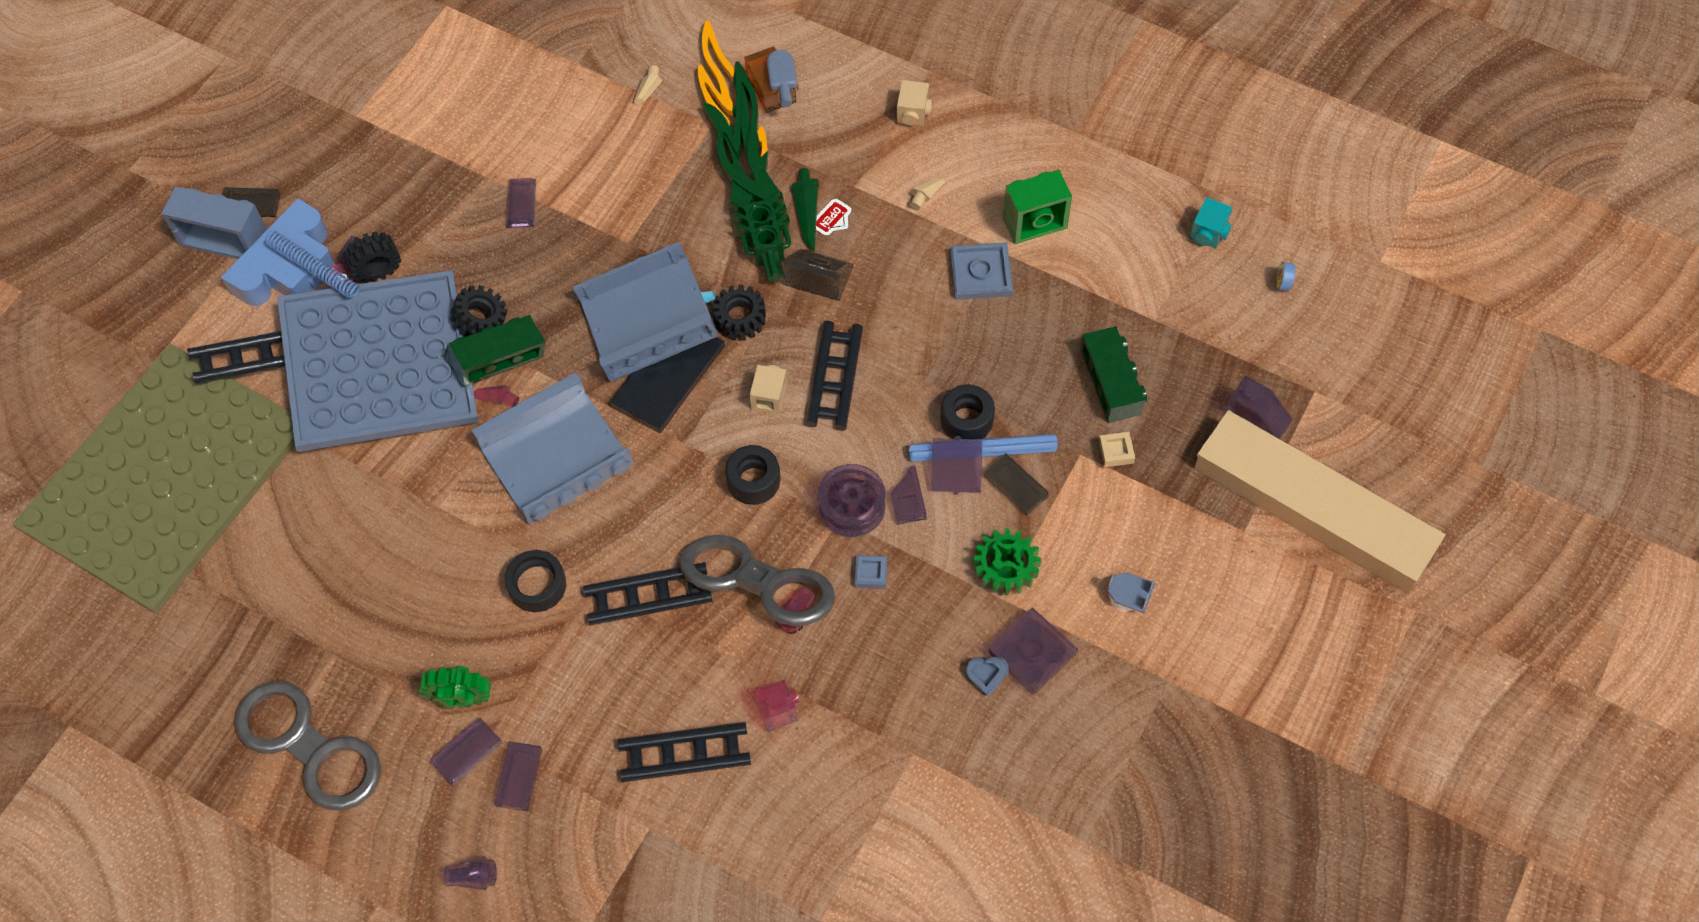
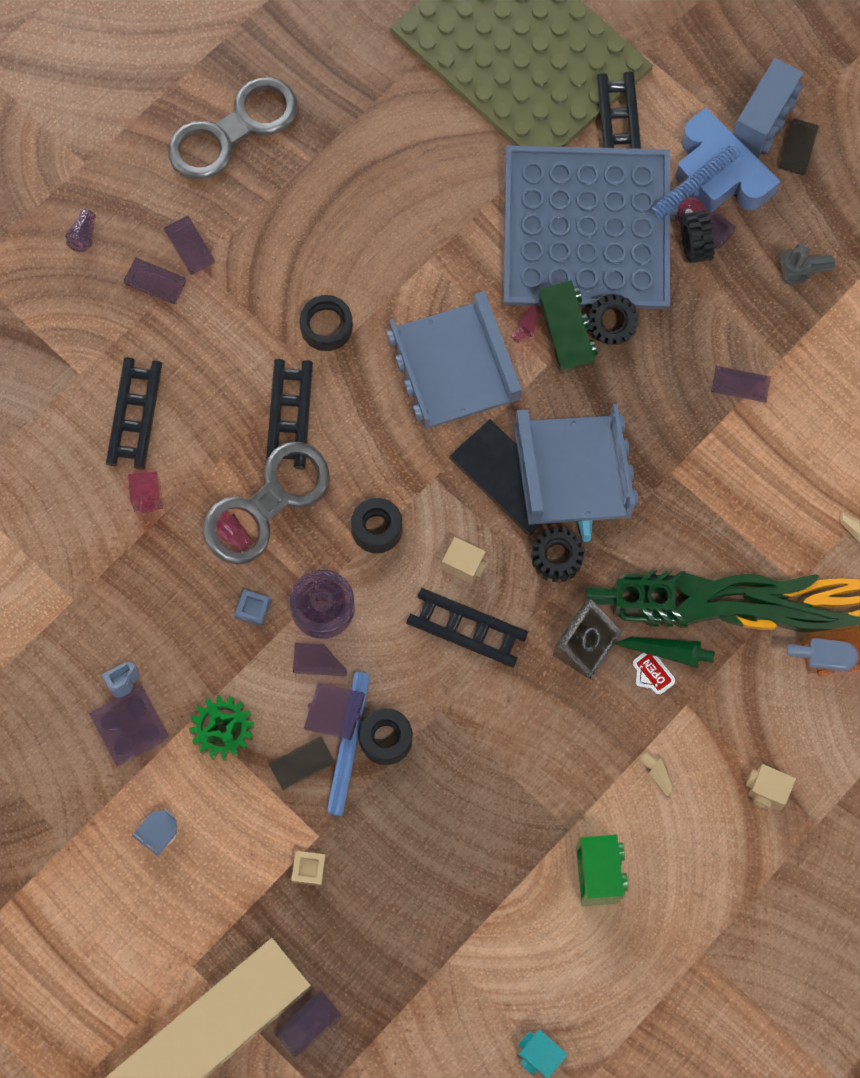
camera: 100 degrees right, 10 degrees up
(385, 171) = (798, 265): none -> dark grey axle
(455, 687) = (238, 238): green gear -> none
(981, 271) = (549, 801): sand blue tile -> none
(1113, 374) = (390, 891): dark green brick -> none

